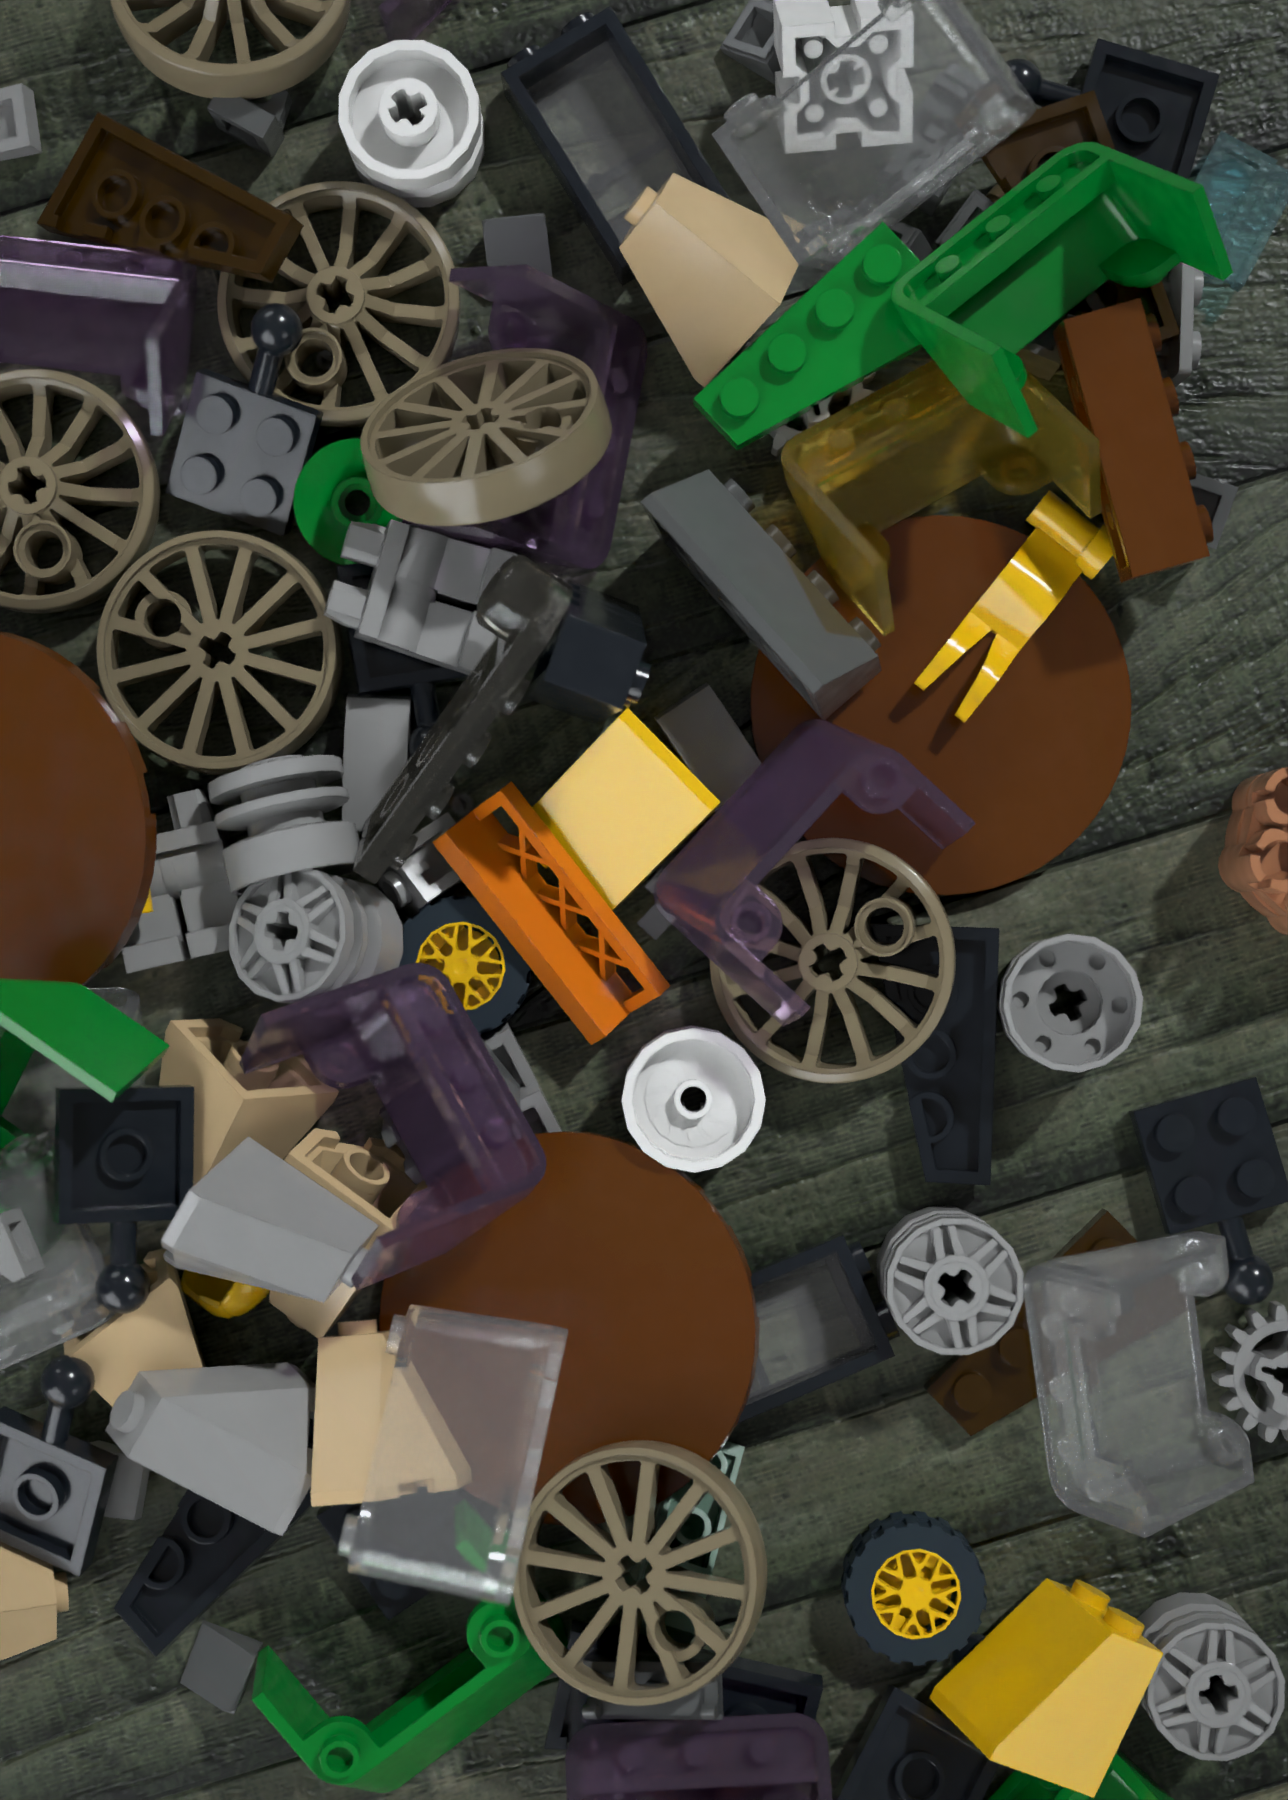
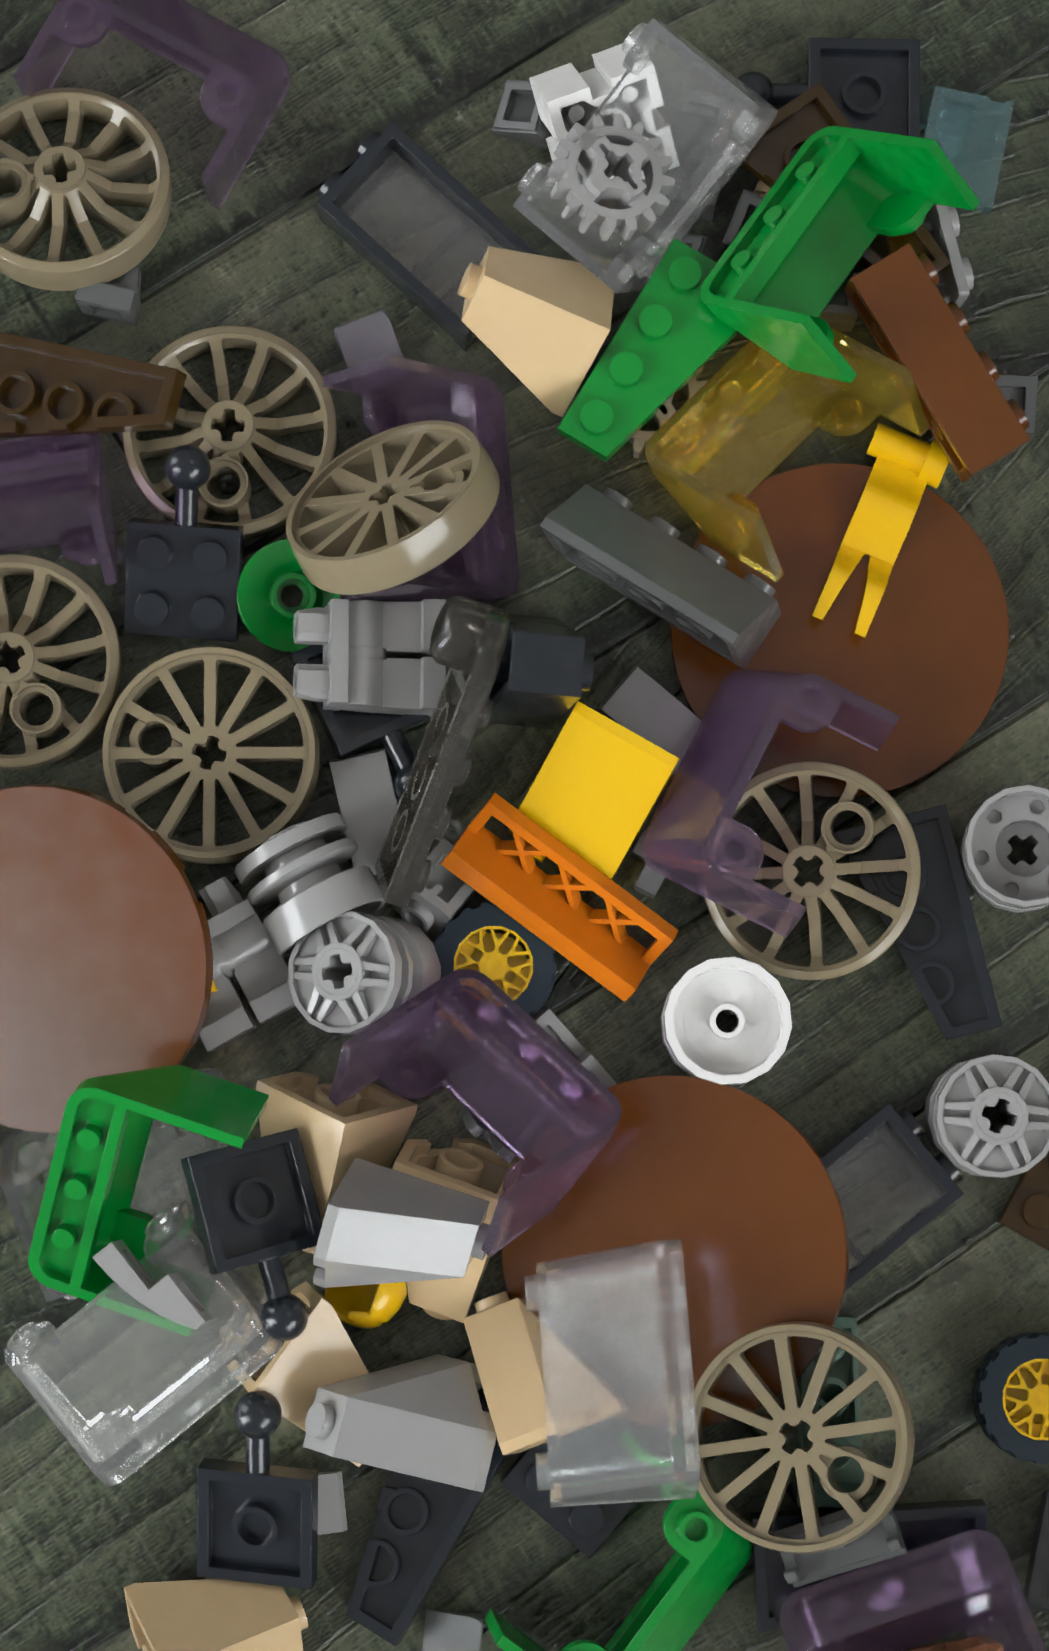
camera: 20 degrees left, 5 degrees down
(406, 86) = (221, 259): white wheel -> none
(827, 144) = (608, 153): none -> light grey gear

